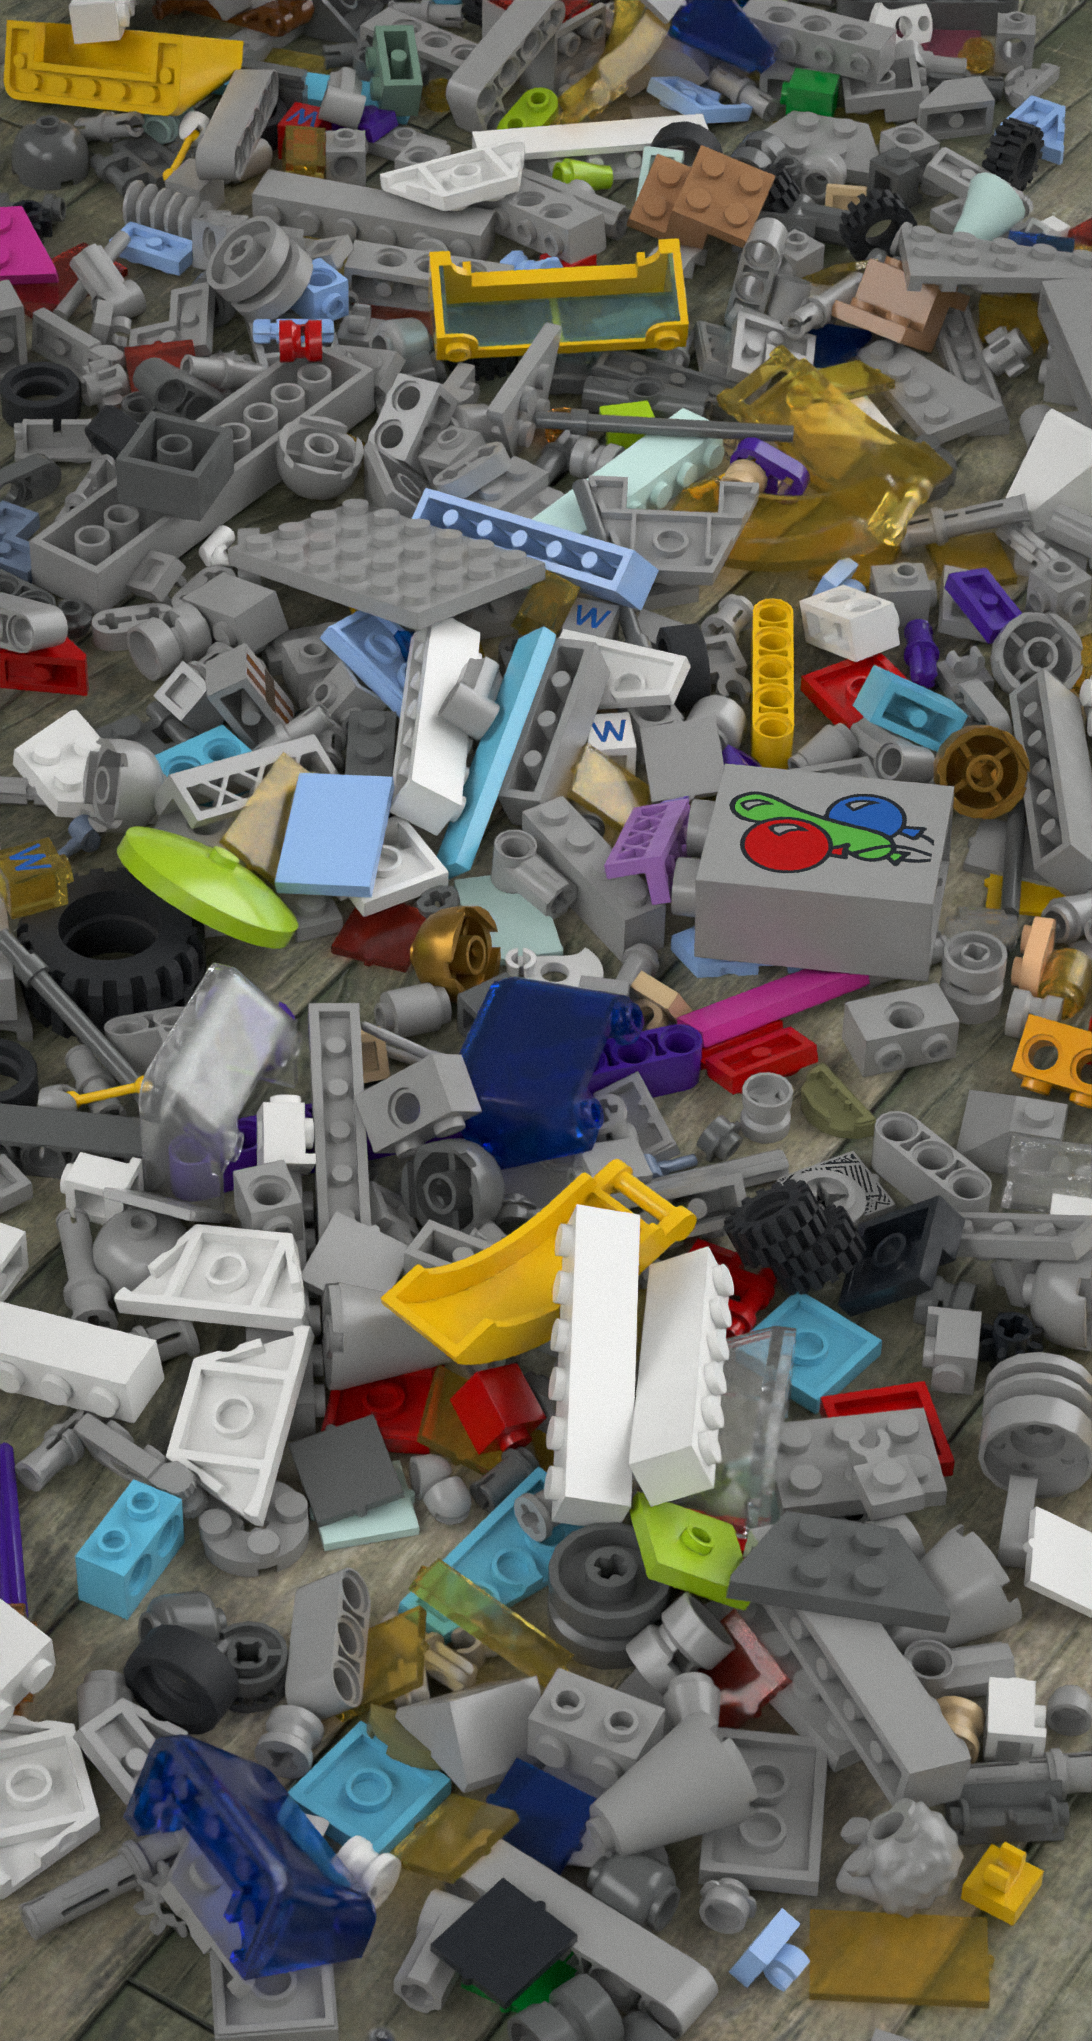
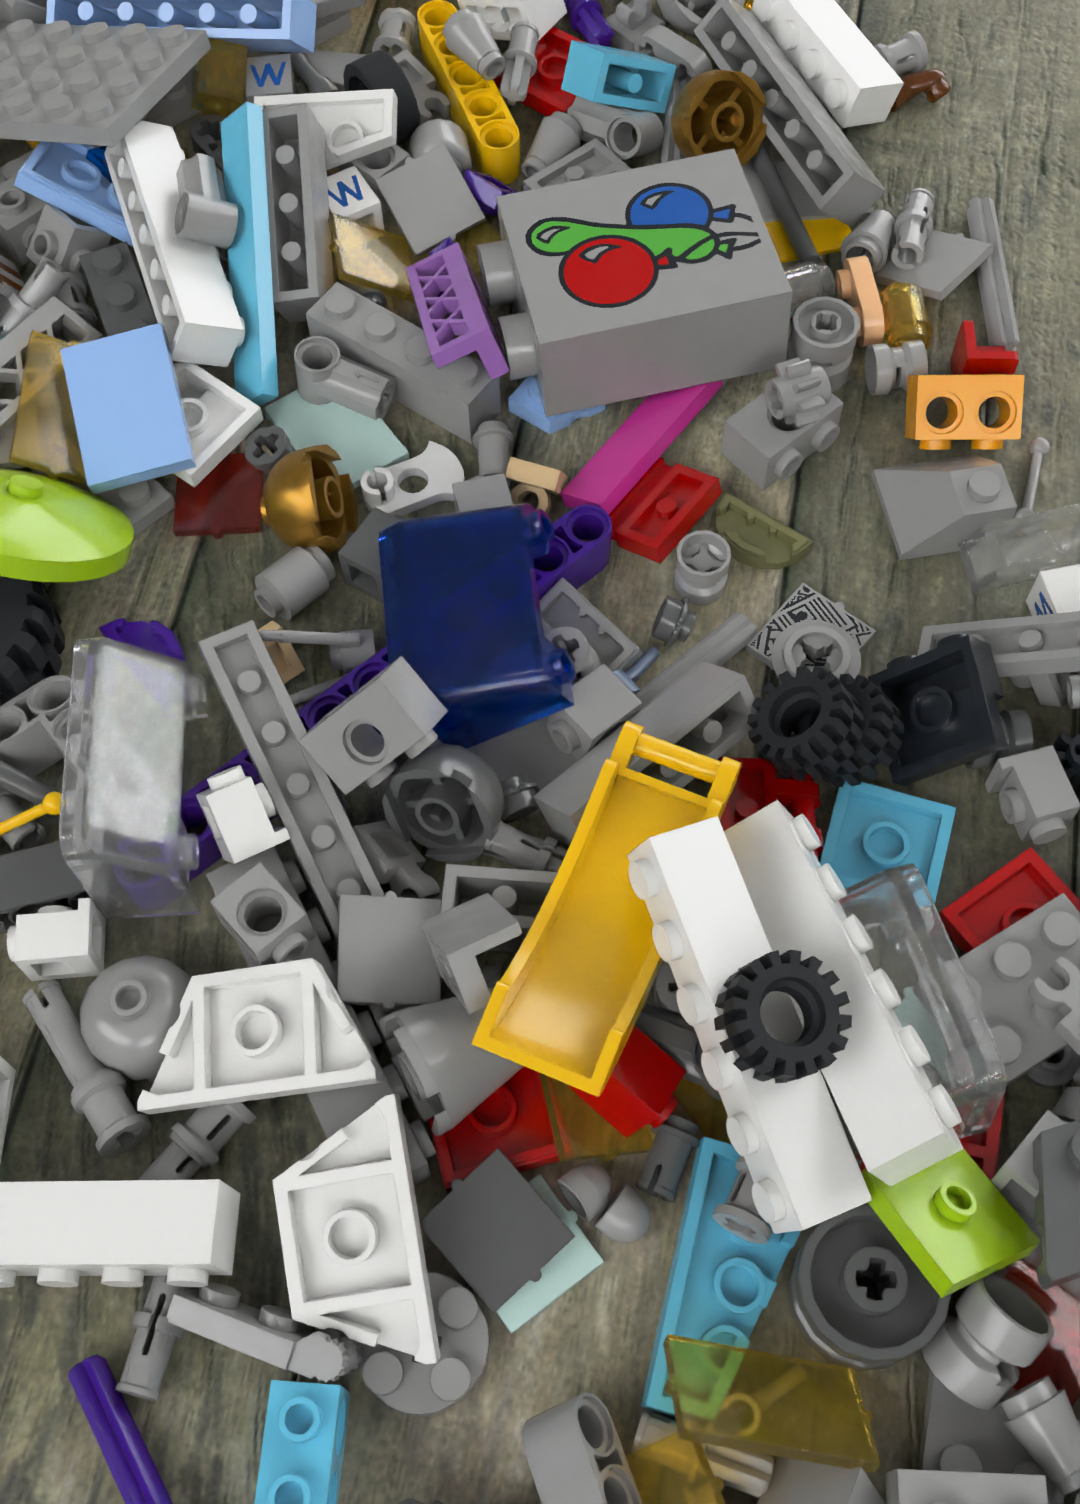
camera: 20 degrees left, 20 degrees up
(166, 1205) = (143, 953): light grey piece -> none
(402, 1247) = (460, 936): none -> light grey panel
(624, 1322) = (816, 1000): none -> black tyre
(787, 642) = (473, 43): none -> light grey cone
(827, 672) = (520, 62): none -> light grey axle
(912, 993) = (798, 392): none -> light grey gear
(926, 1165) = (879, 566): light grey beam -> none

